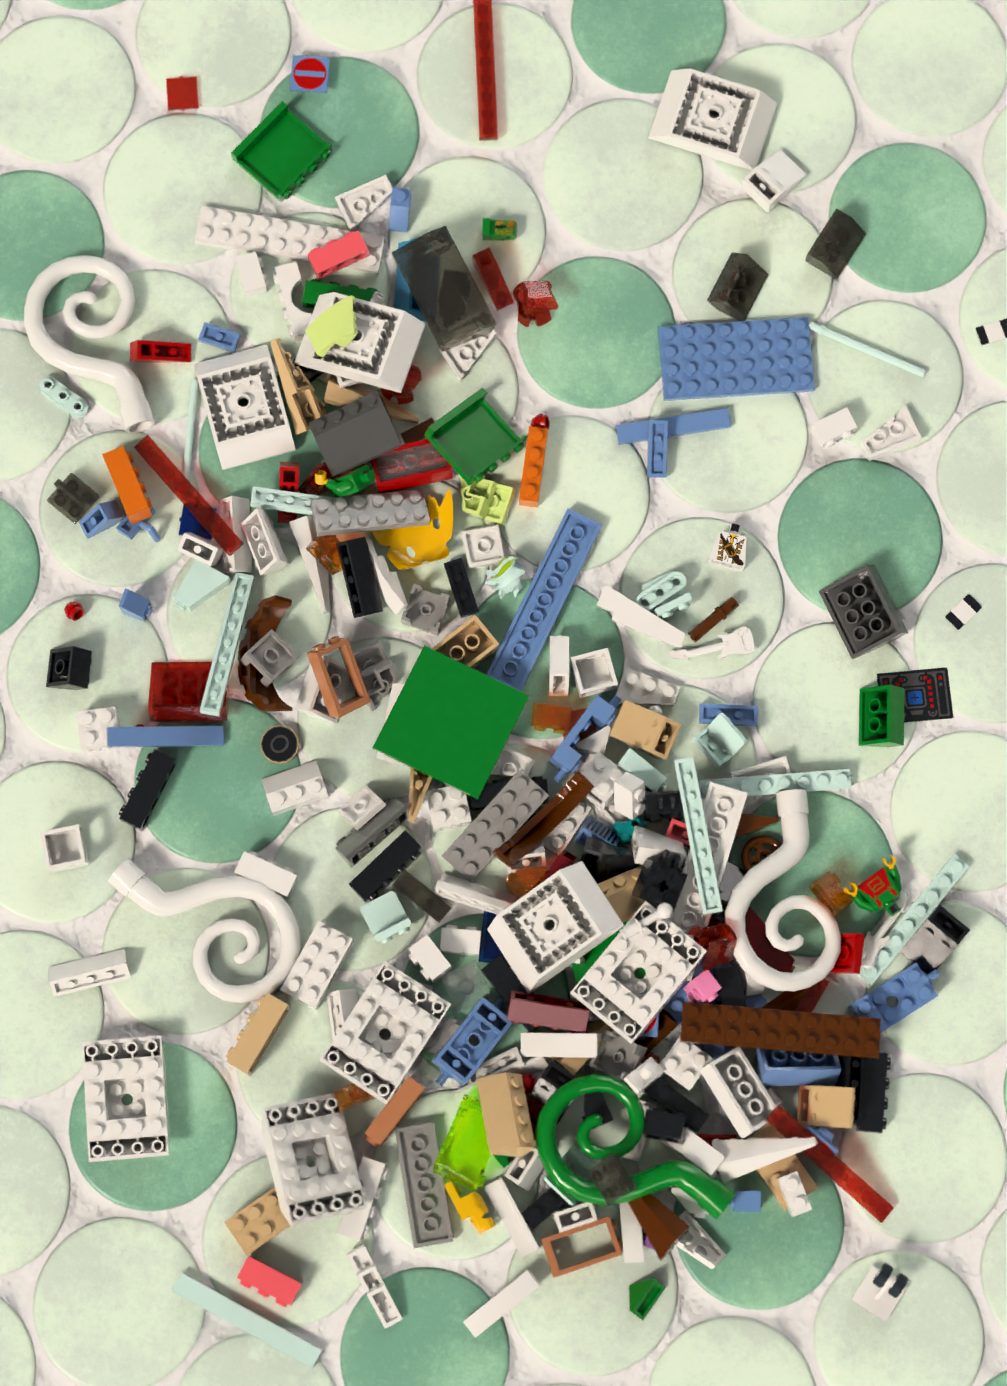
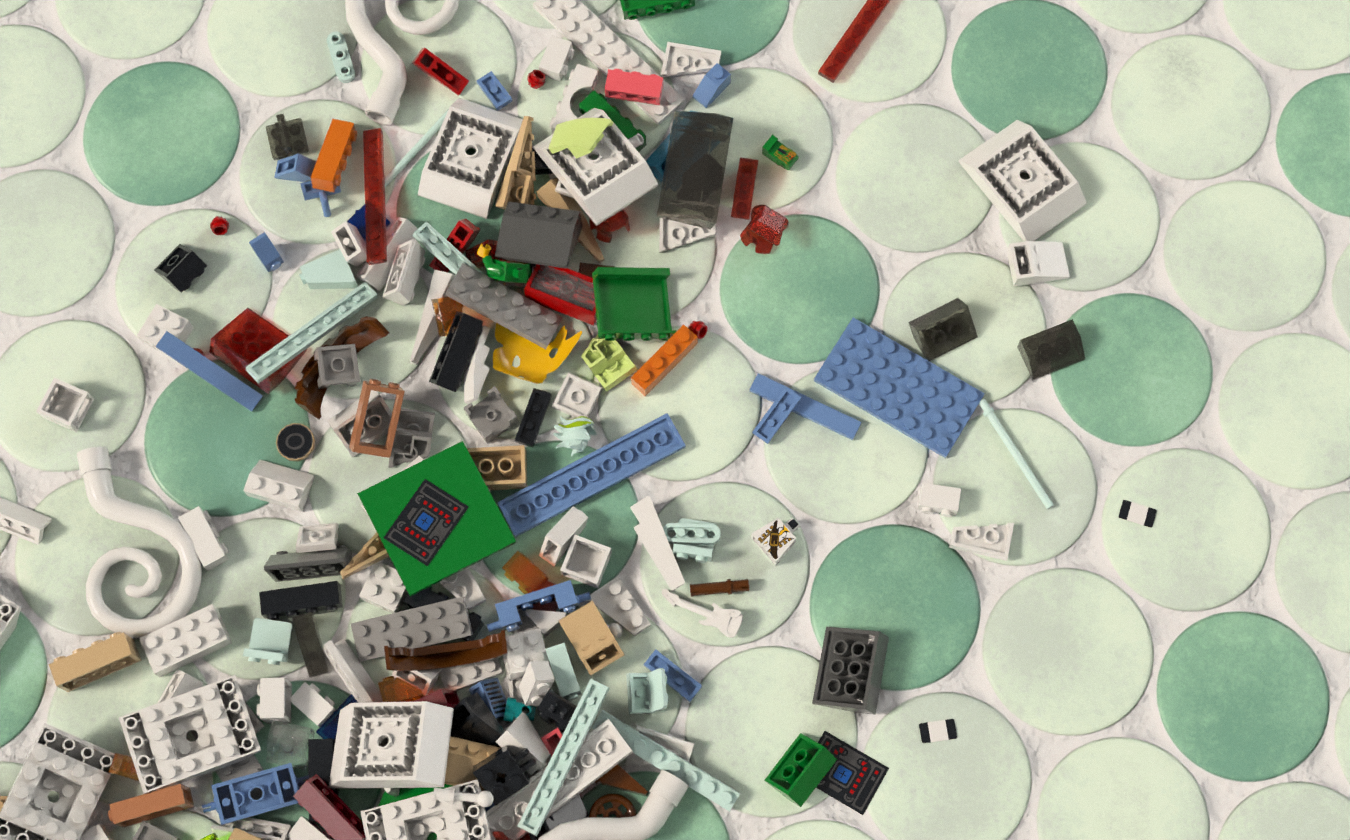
camera: 40 degrees right, 5 degrees down
(147, 790) = (165, 405): black brick -> none
(247, 303) = (536, 79): none -> red plate
(446, 731) = (426, 522): none -> black sticker

